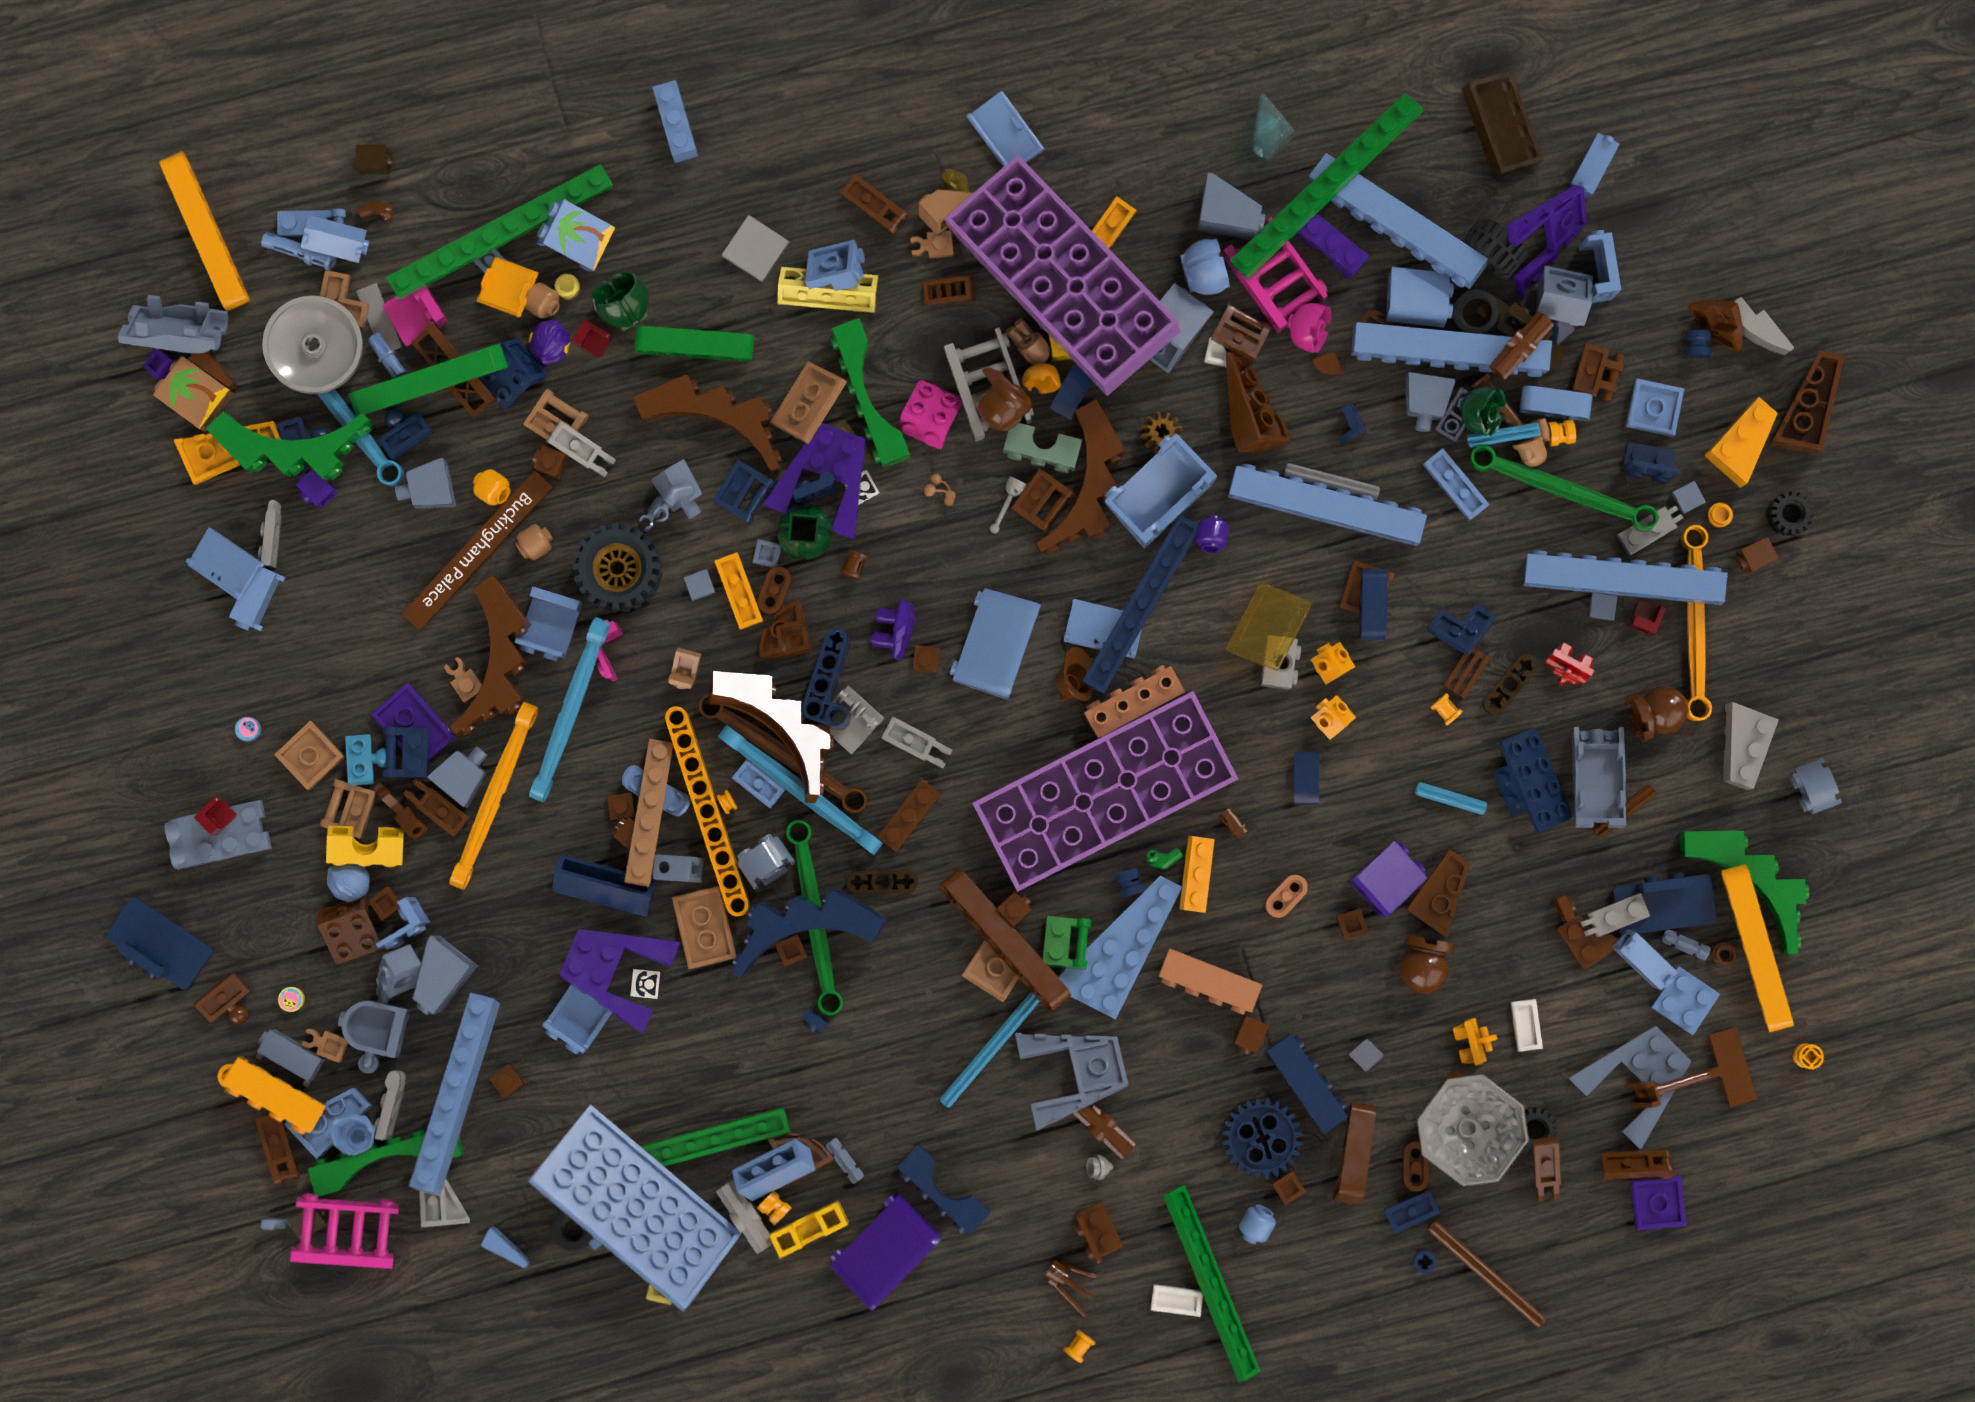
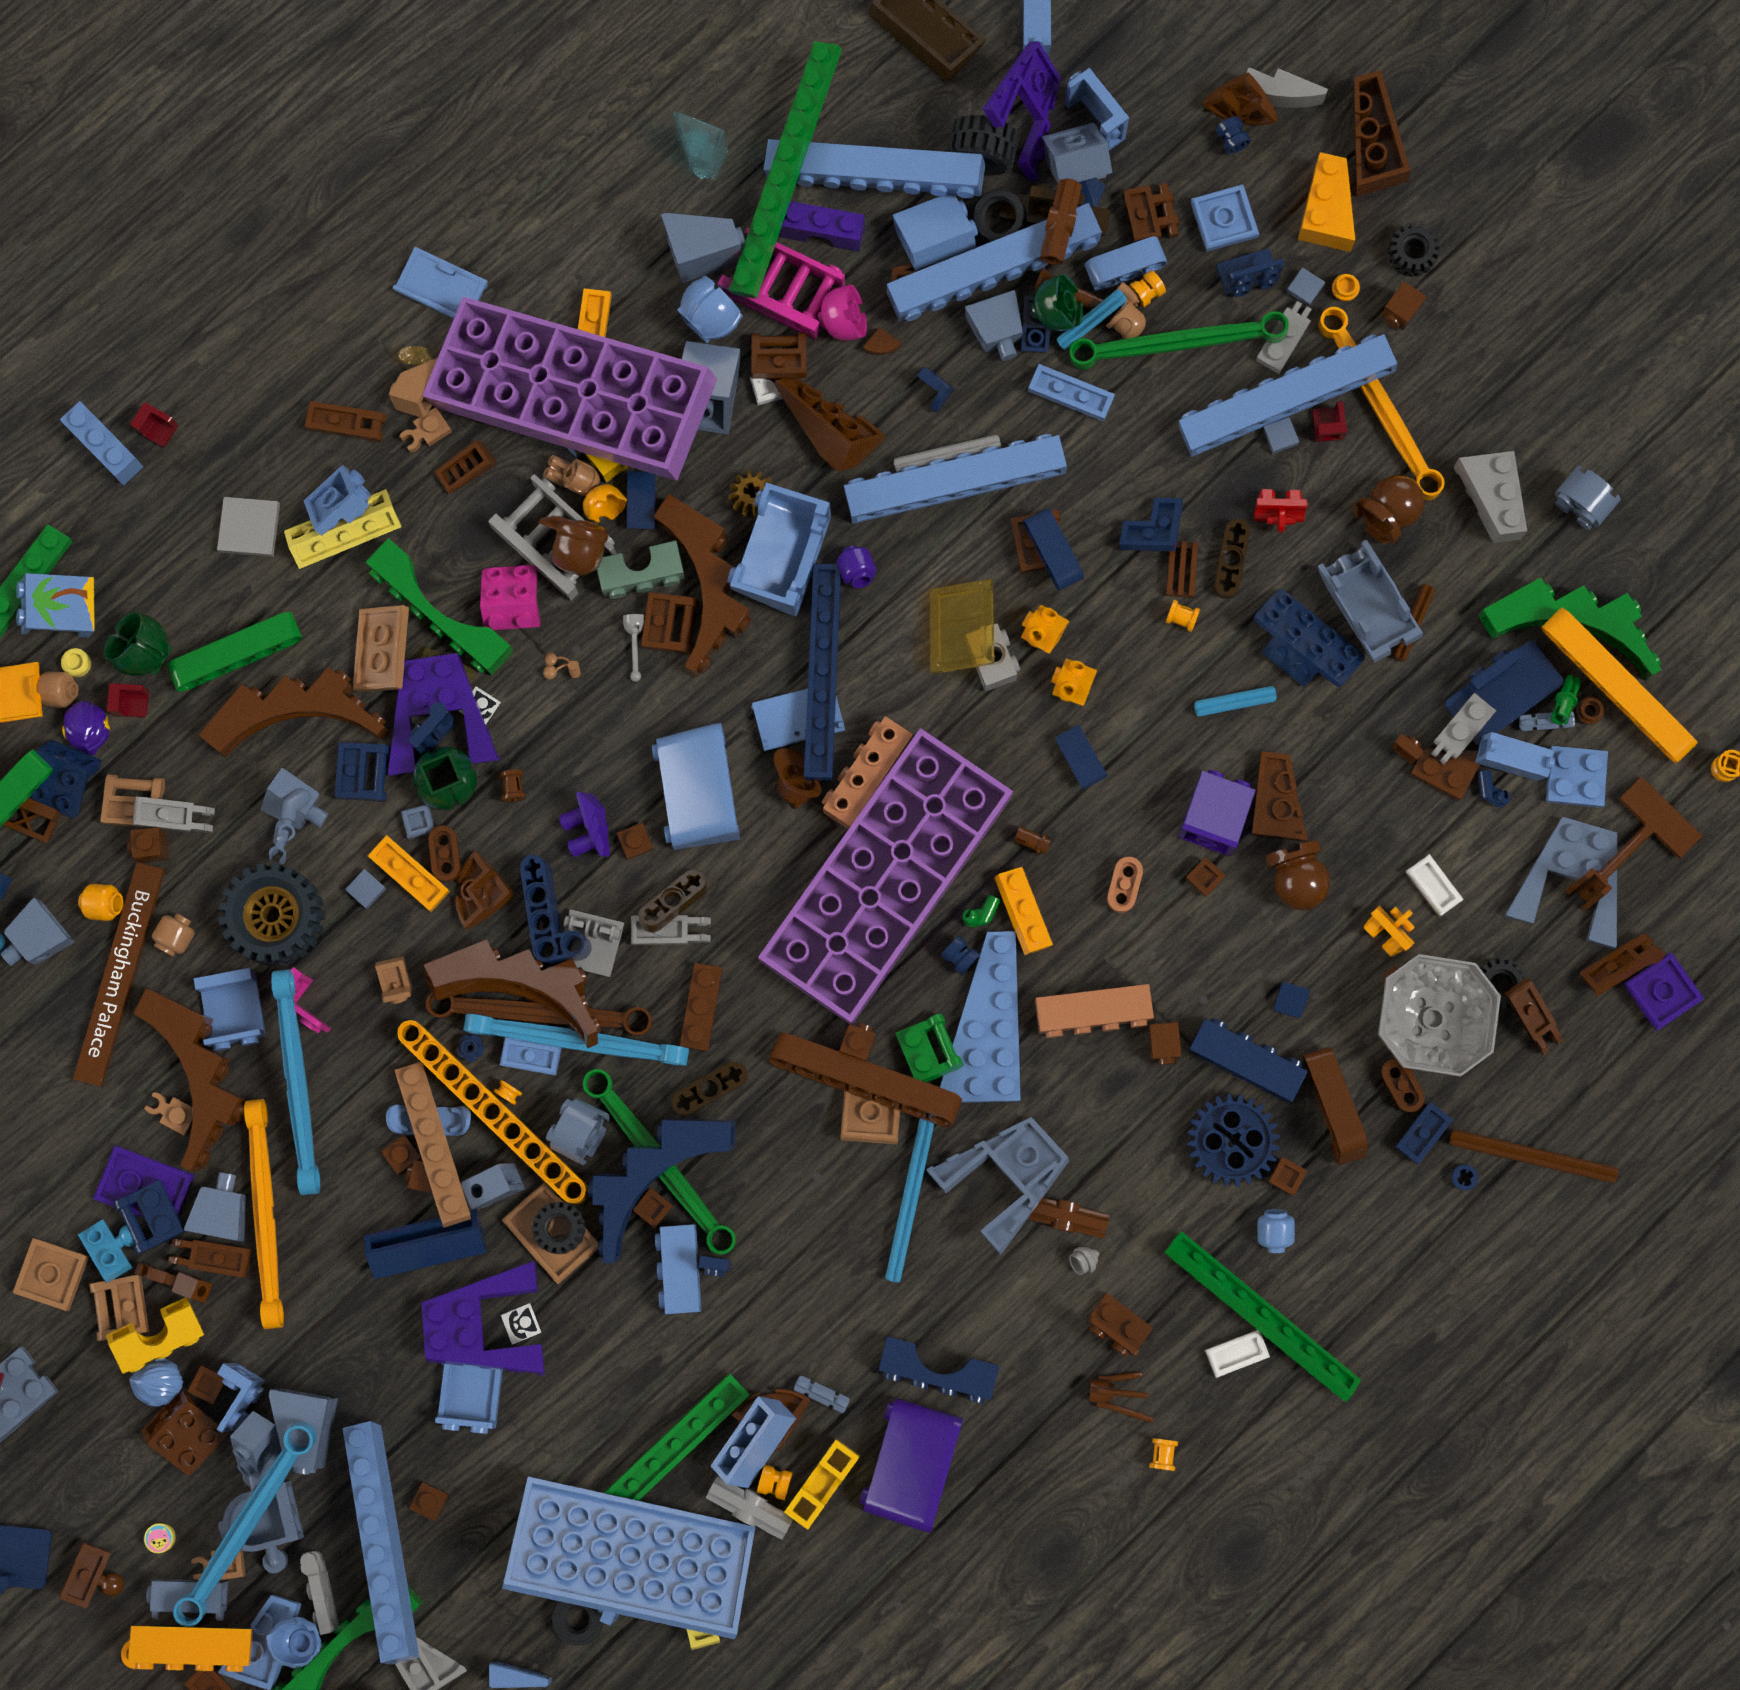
camera: 25 degrees left, 5 degrees down
(360, 1026) = (244, 1525): none -> dark azure piece
(699, 937) = (576, 1232): none -> black tyre
(715, 758) = (462, 1048): none -> dark blue plate
(723, 128) = (154, 425): none -> dark red panel
(786, 1008) = (679, 1269): none -> medium blue brick
(949, 724) = (668, 912): none -> dark brown beam
(1610, 977) = (1490, 793): none -> dark blue arm
(1709, 937) = (1566, 700): none -> green axle

